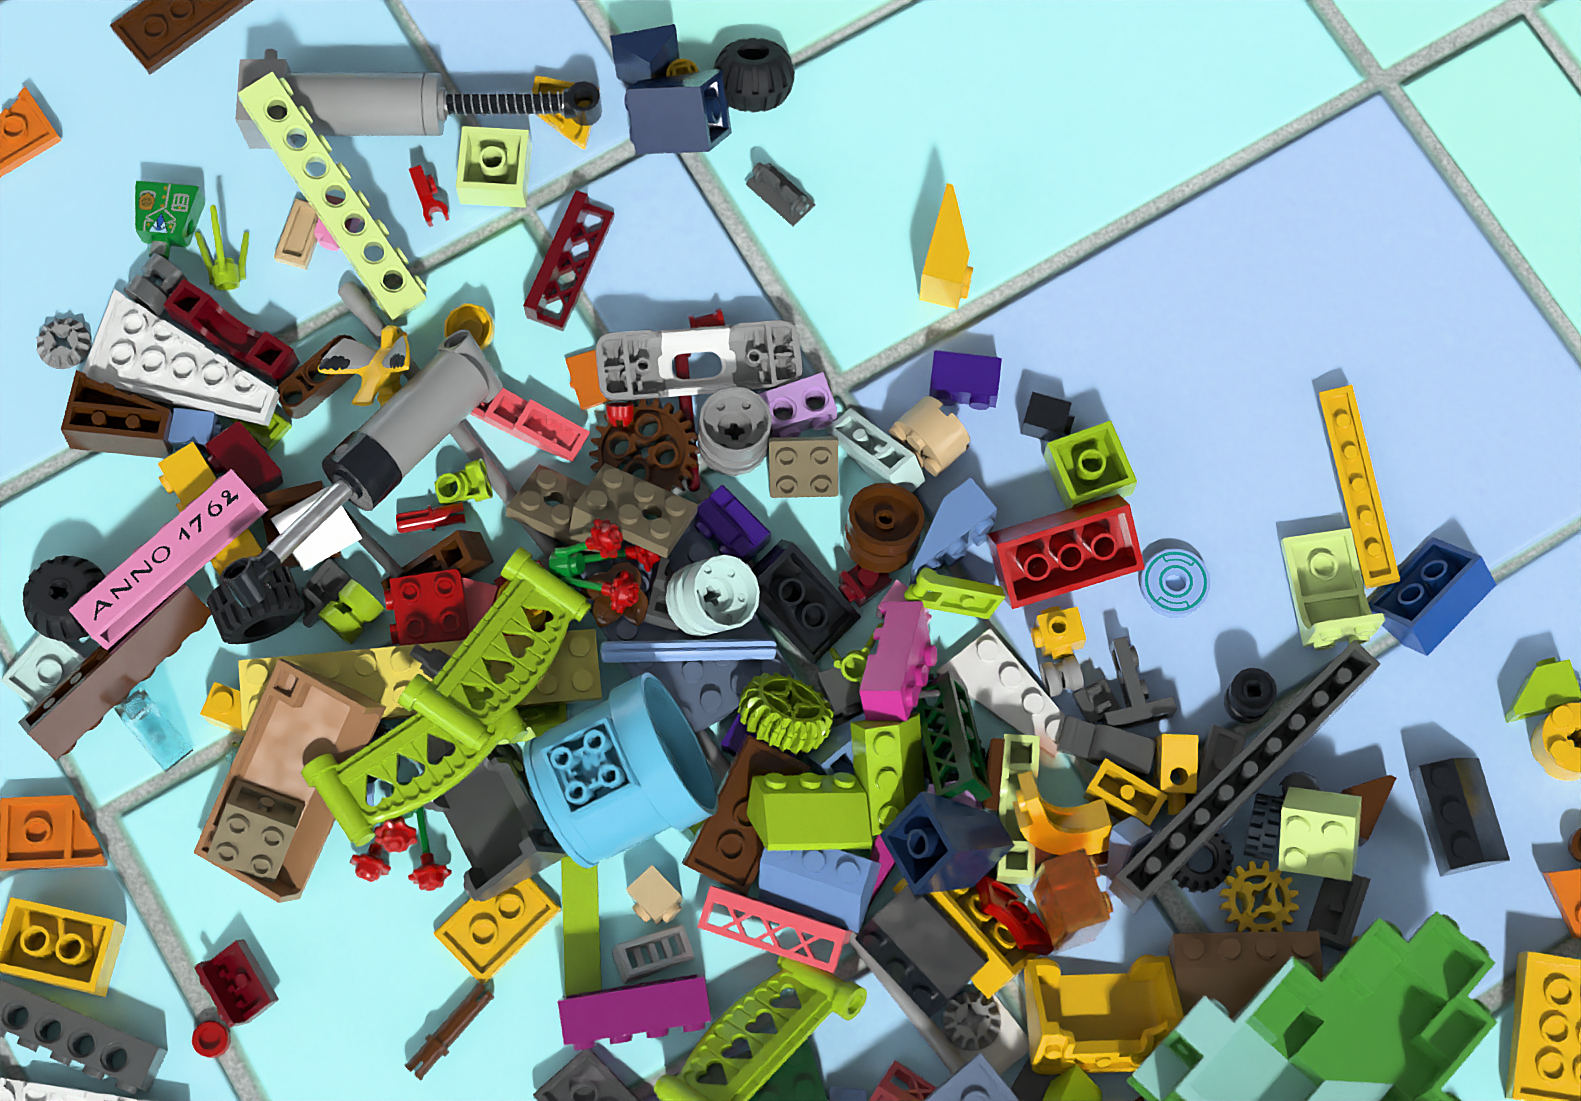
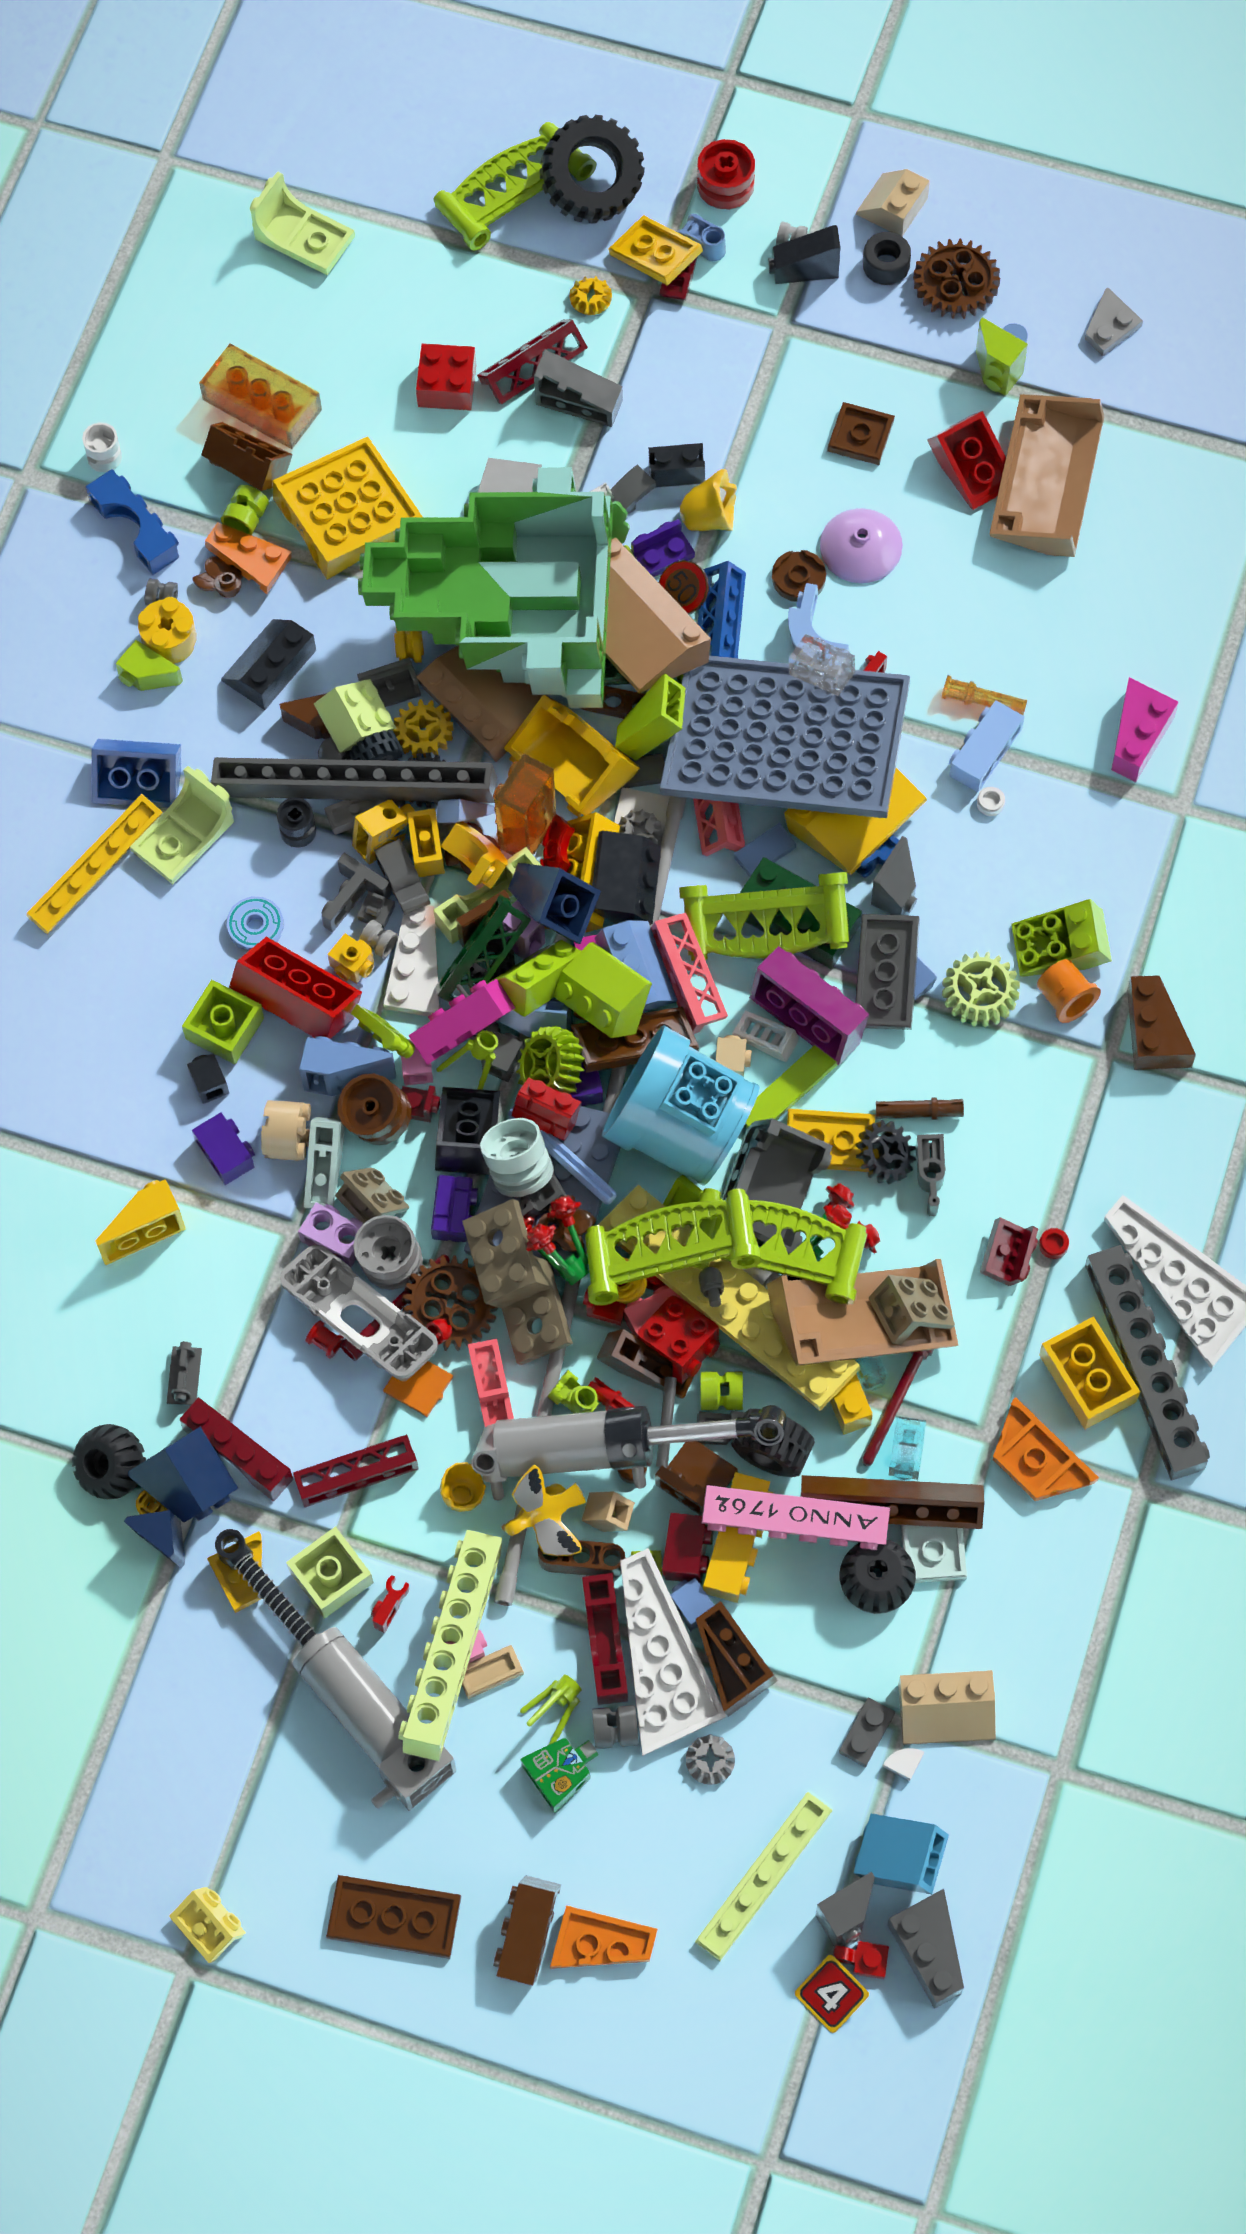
camera: 130 degrees left, 5 degrees down
(69, 93) = (526, 1929): none -> reddish brown wedge
(197, 740) = (894, 1405): none -> dark red piece
(327, 540) = (690, 1460): white sticker -> none
(332, 424) = (608, 1511): none -> tan brick
(388, 984) = (935, 1165): none -> dark grey piece
(431, 972) = (885, 1152): none -> black gear
(637, 183) = (249, 1457): none -> dark red arch
(739, 665) = (548, 1108): none -> red brick

